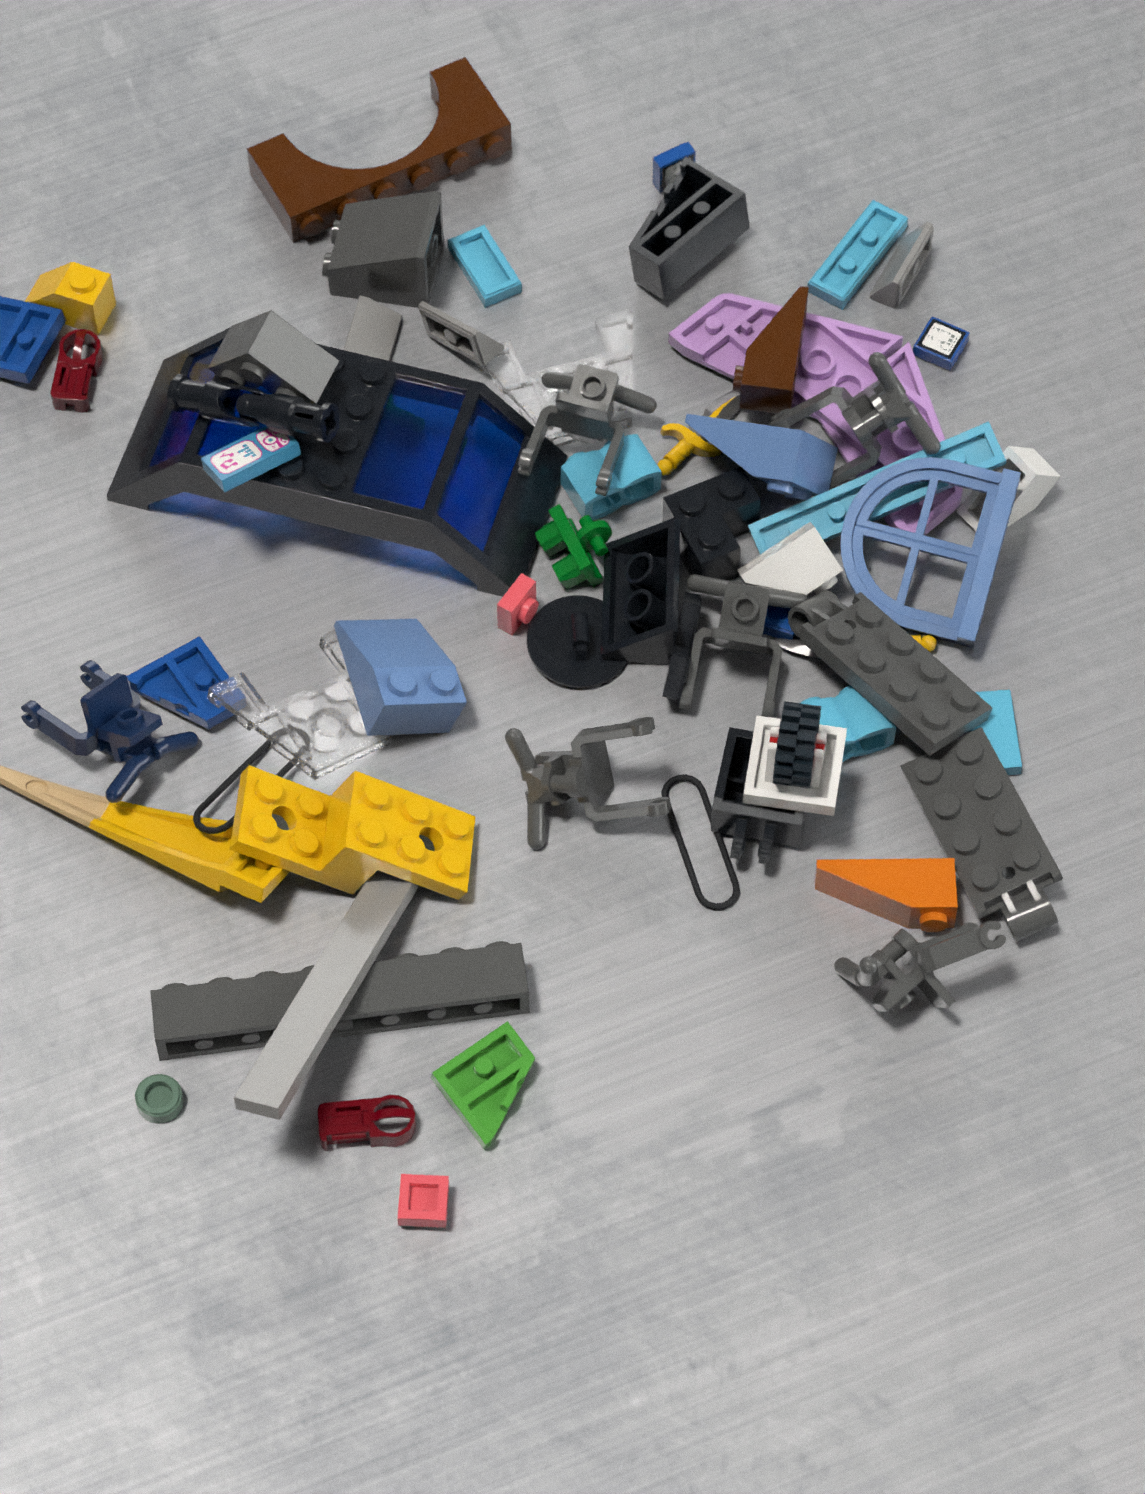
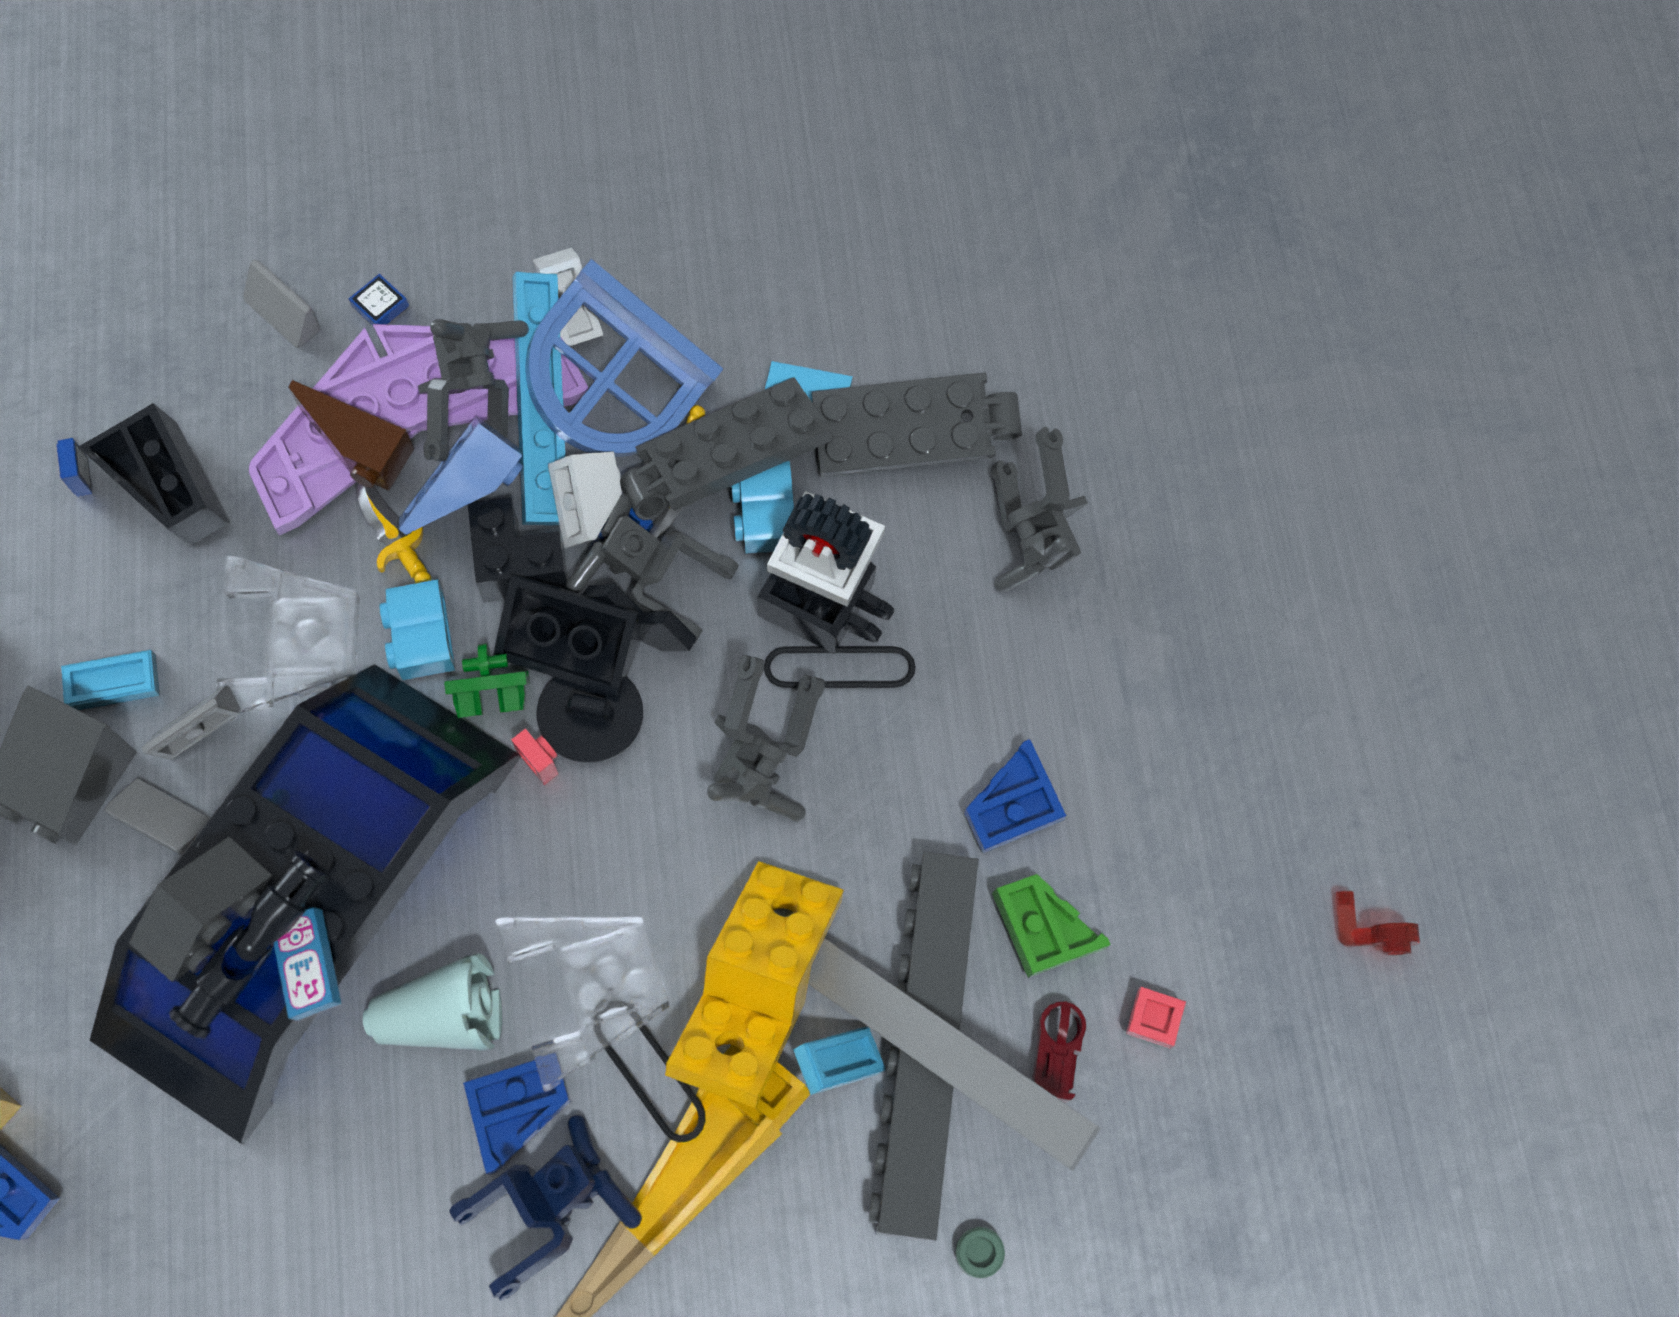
camera: 80 degrees left, 10 degrees up
(74, 374) = (68, 1145): dark red piece -> none
(261, 602) = (440, 1009): none -> light aqua cone
(297, 920) = (839, 1060): none -> medium azure tile
(400, 677) = (579, 890): medium blue slope -> none
(570, 1410) = (1392, 937): none -> clear red plate
(586, 415) = (354, 626): dark grey piece -> none
(605, 1025) = (1014, 802): none -> blue wing
(857, 254) = (247, 341): medium azure tile -> none
(904, 891) = (952, 510): orange slope -> none

